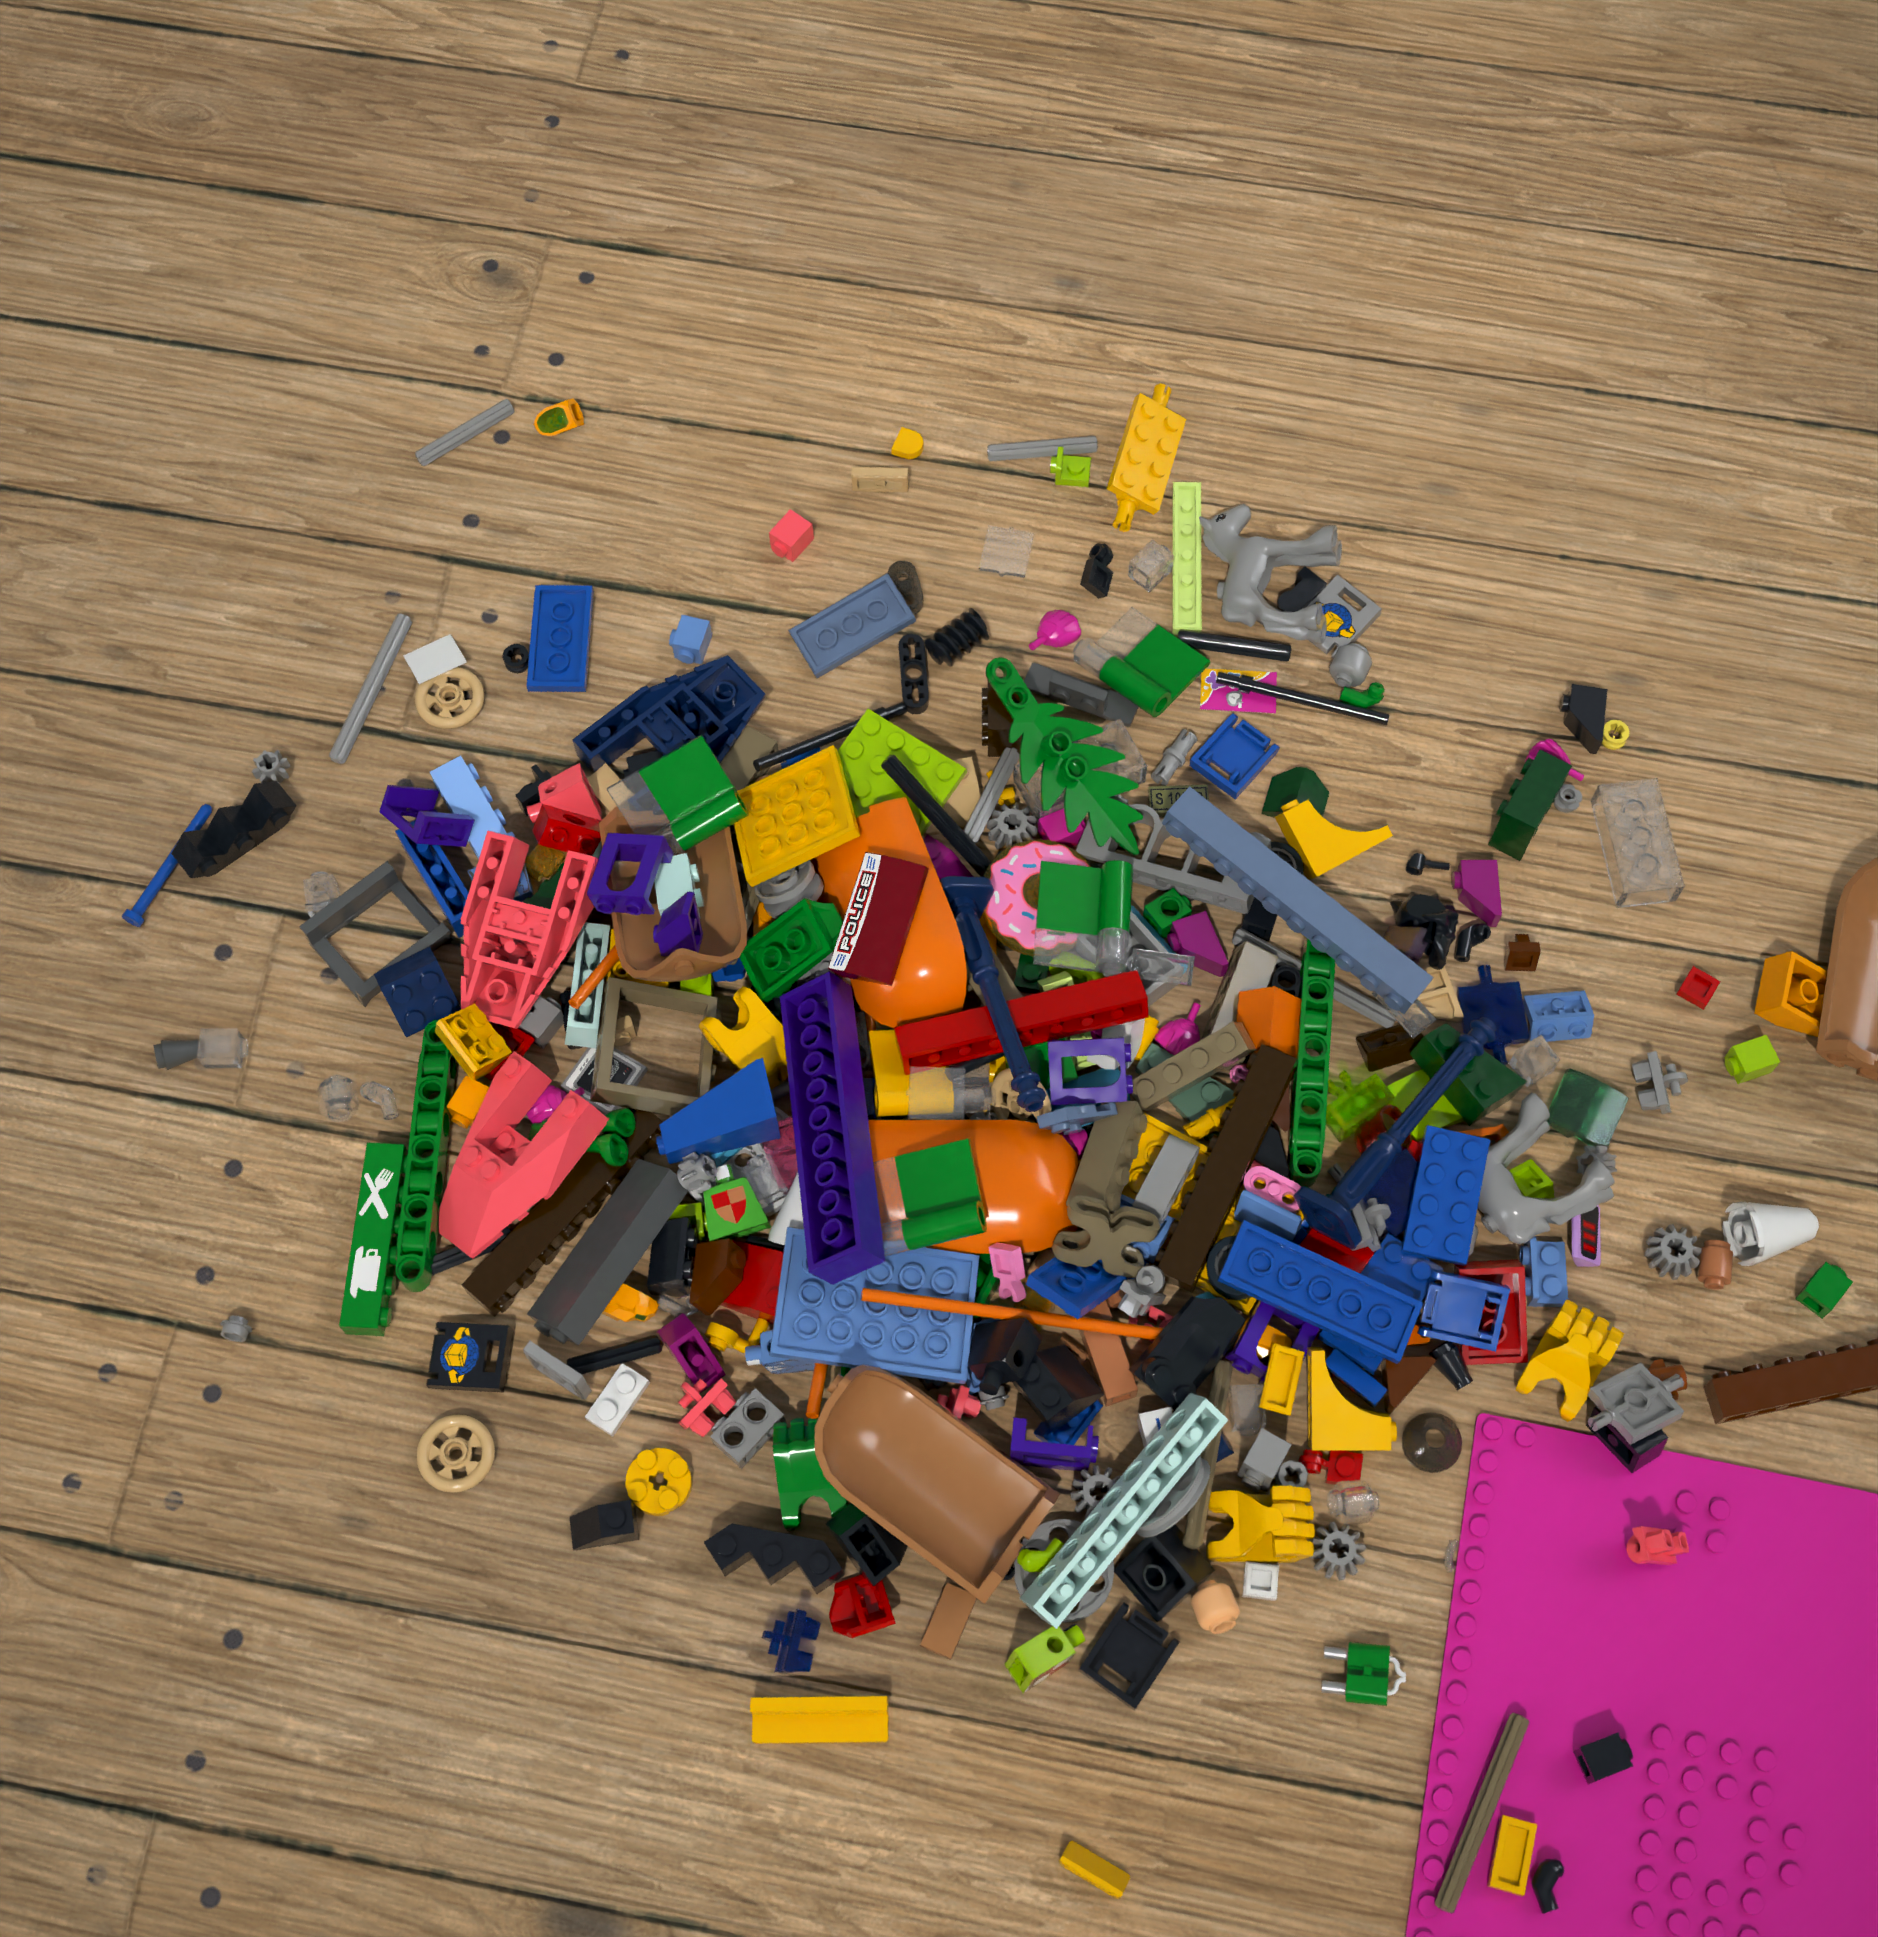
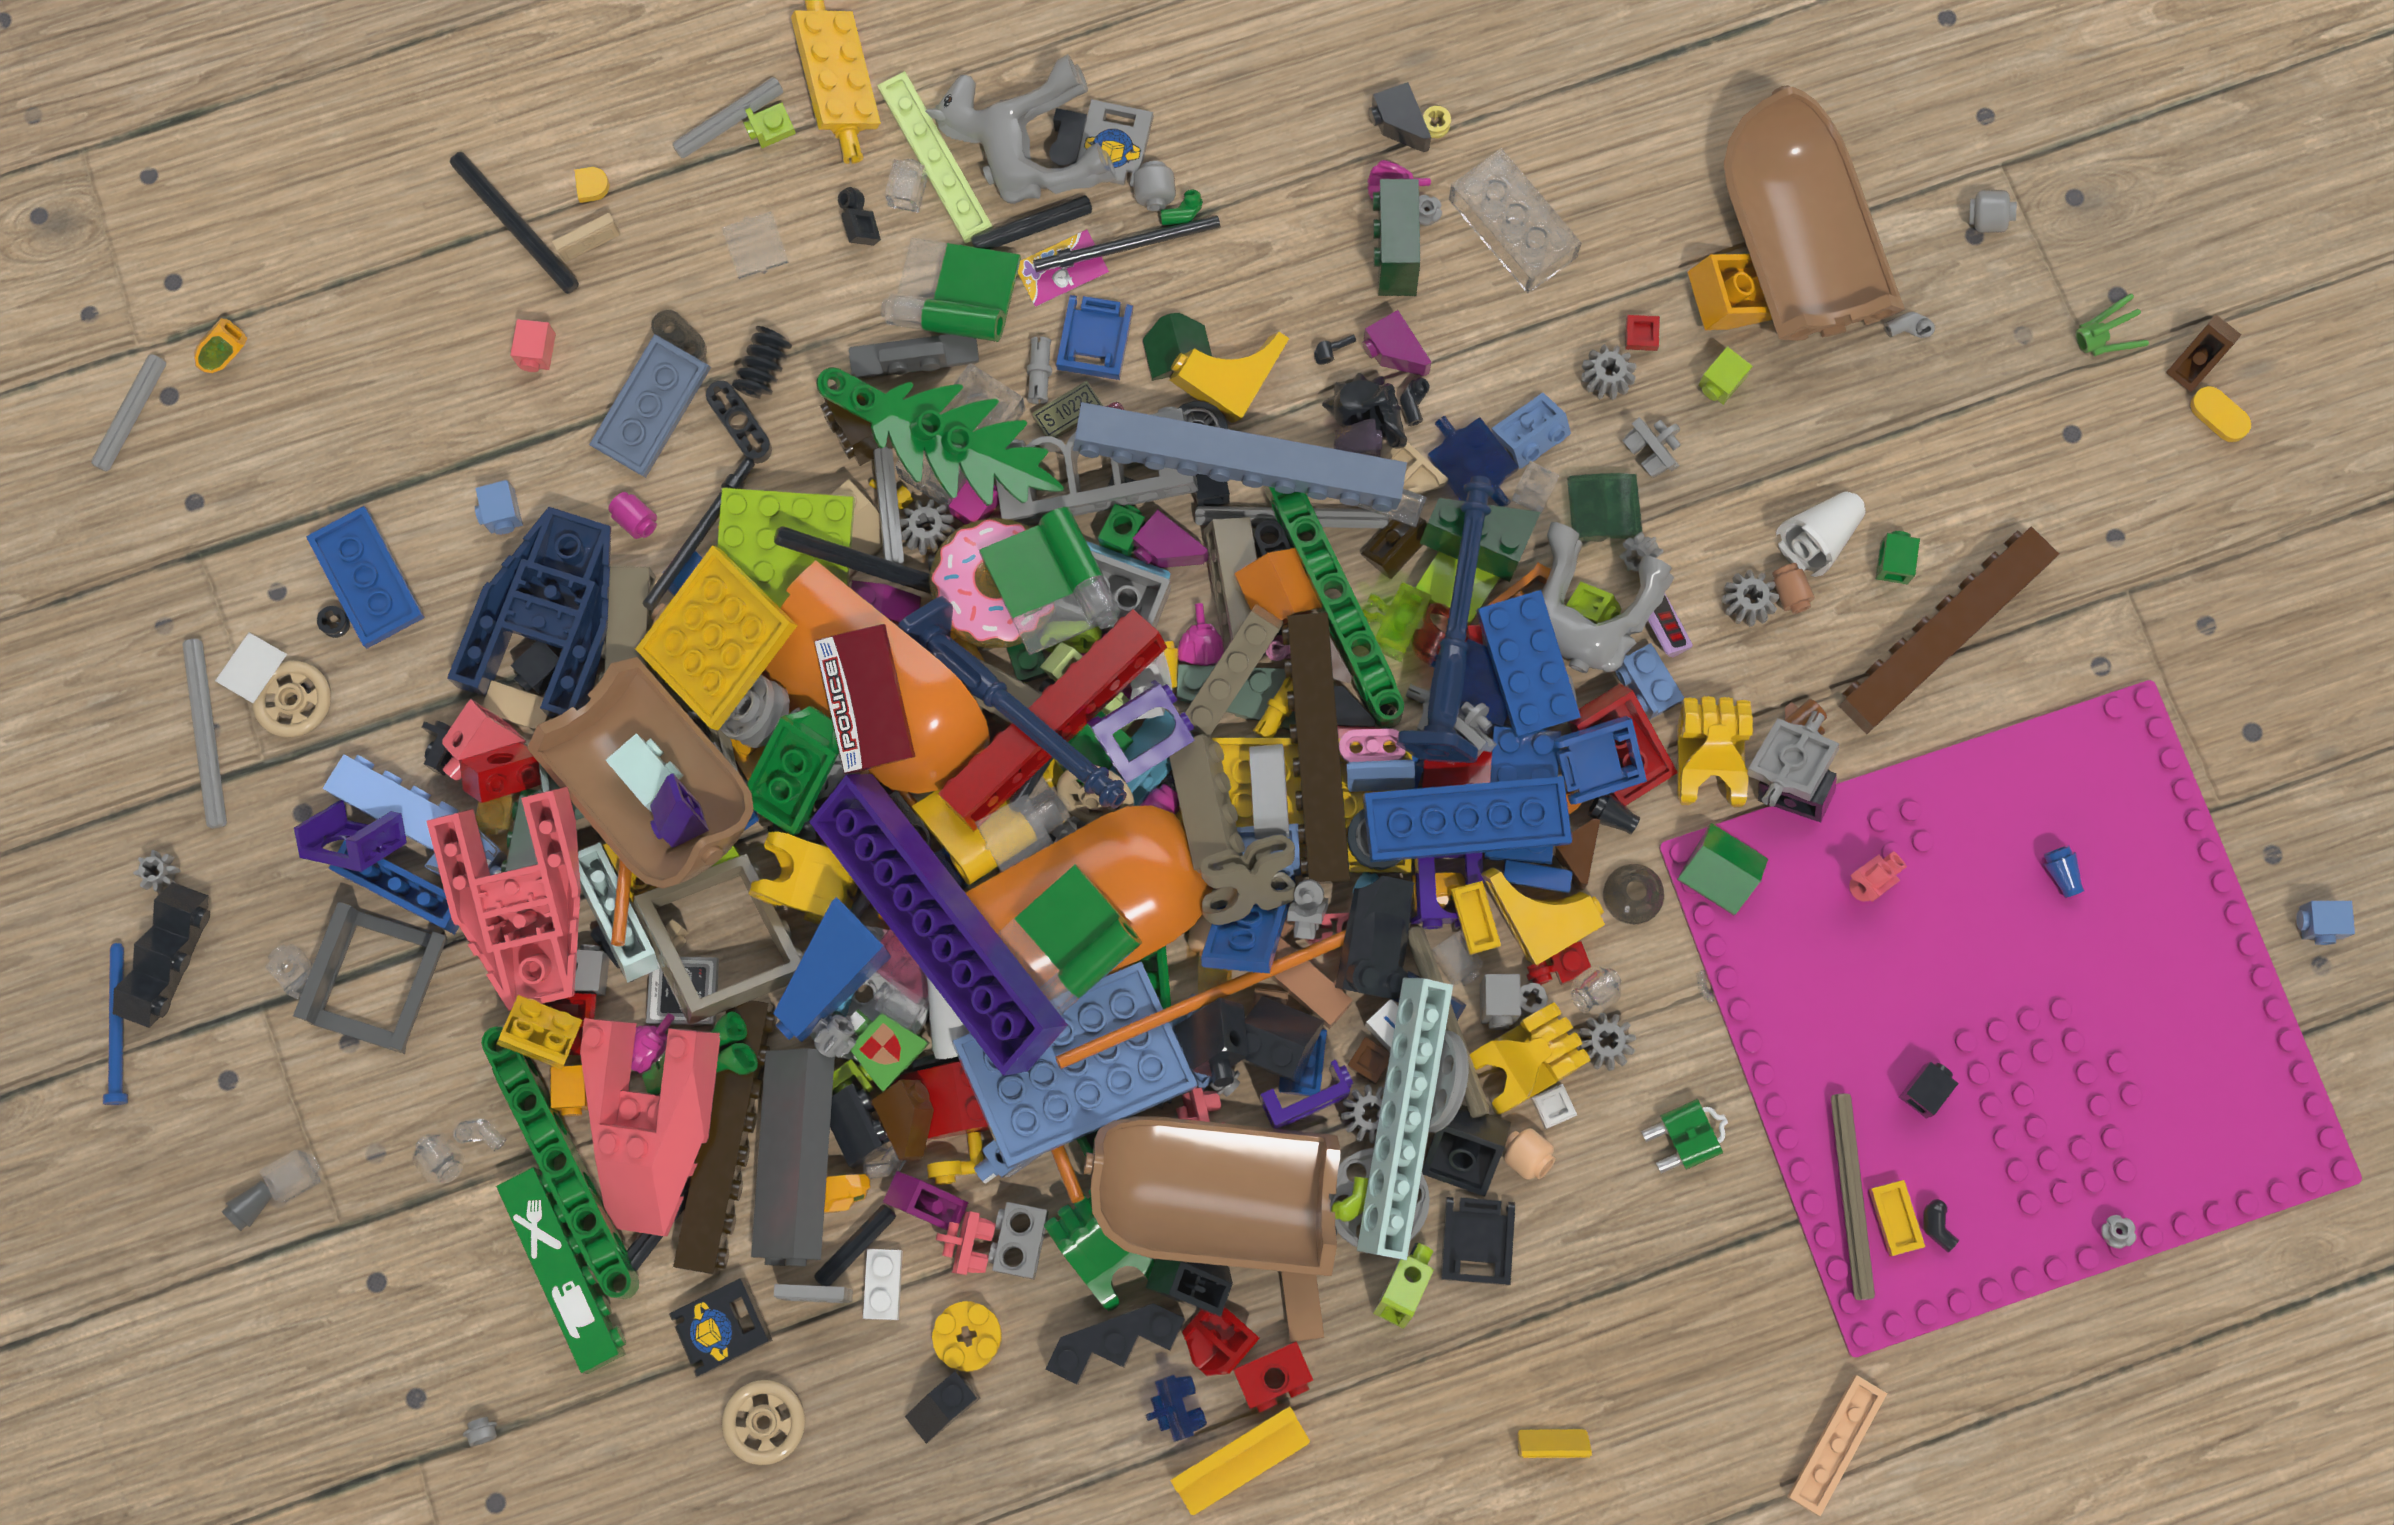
camera: 30 degrees left, 10 degrees up
(417, 991) = (452, 1013): dark blue brick -> none
(648, 850) = (618, 808): dark purple panel -> none
(680, 797) = (597, 687): green door -> none
(789, 699) = (633, 515): none -> dark pink brick
(832, 443) = (514, 222): none -> black axle
(872, 1652) = (1289, 1361): none -> red brick
(1009, 1267) = (1176, 958): bright pink plate -> none
(1057, 630) = (852, 300): dark pink piece -> none
(1071, 1118) = (1154, 786): sand blue wing -> none
(1123, 1450) = (1369, 1060): none -> reddish brown tile
(1163, 966) = (1151, 589): clear tile -> none
(1521, 1464) = (1723, 869): none -> green slope
(1522, 954) = (1468, 388): reddish brown tile -> none
(1645, 992) = (1596, 368): none -> light grey gear
(1834, 1639) = (2065, 870): none -> blue cone

